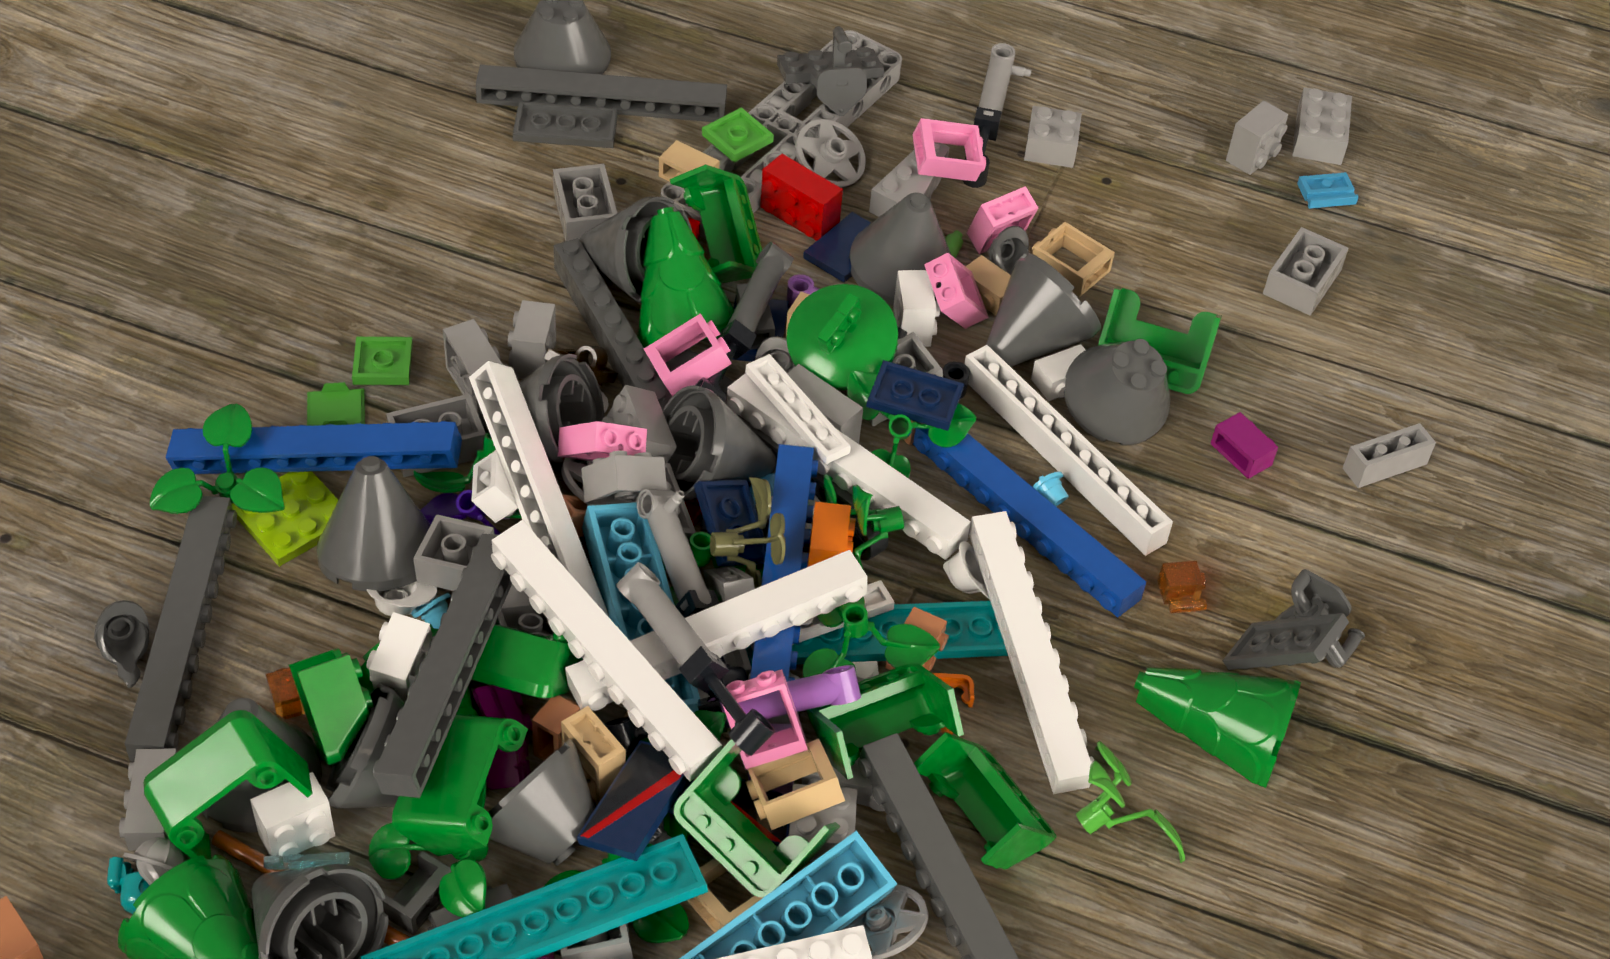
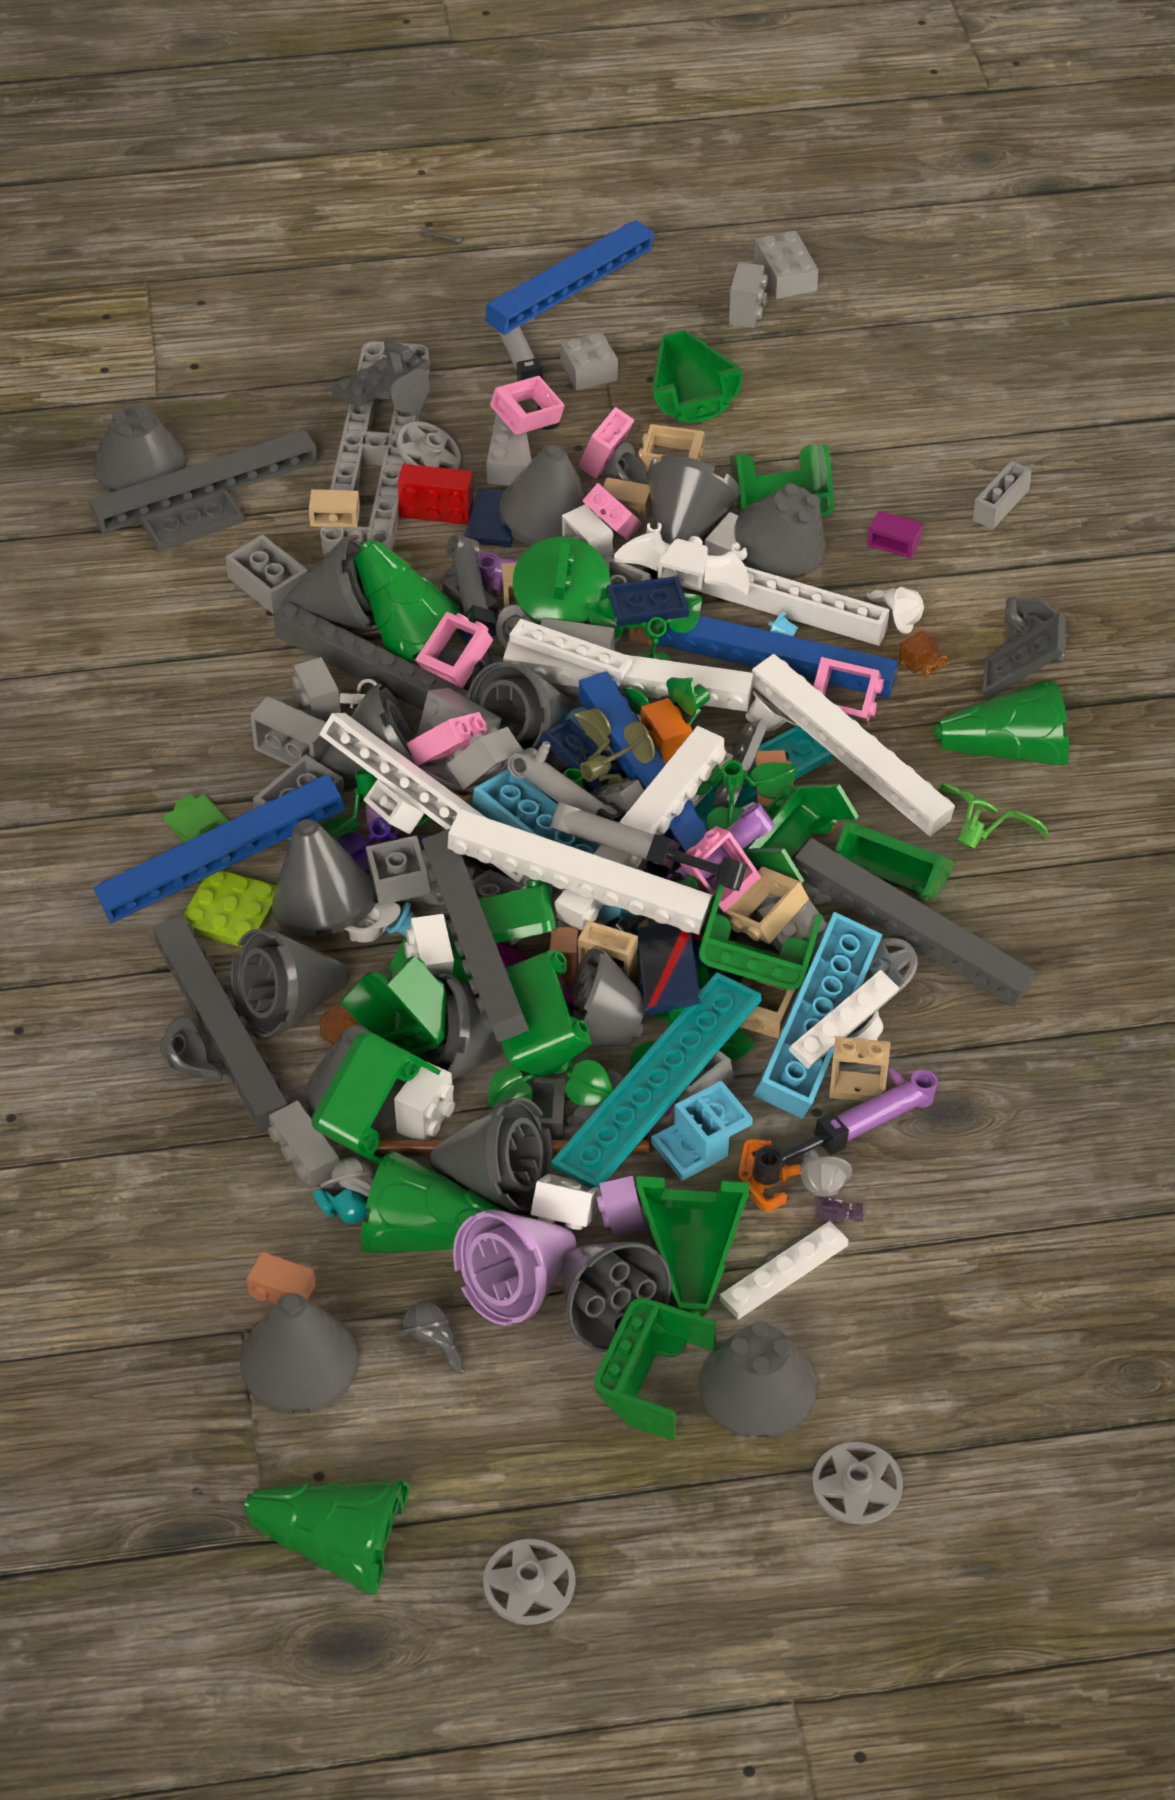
camera: 25 degrees left, 0 degrees up
(258, 490) = (143, 929): green plant -> none
(266, 616) = (281, 980): none -> dark grey cone
(305, 860) = (458, 1123): clear light blue tile -> none
(382, 361) = (204, 765): bright green plate -> none
(725, 219) = (383, 521): green windscreen -> none
(737, 134) = (350, 465): bright green plate -> none
(900, 604) = (744, 753): none -> dark grey plate
(990, 374) = (687, 560): none -> white torso
(1048, 565) = (875, 686): none -> bright pink window
(1089, 48) = (568, 277): none -> blue brick
(1138, 196) = (693, 378): none -> green cone
(1196, 526) = (904, 602): none -> white piece
(1305, 271) = (852, 384): light grey brick -> none
(1327, 190) = (823, 314): dark azure plate -> none

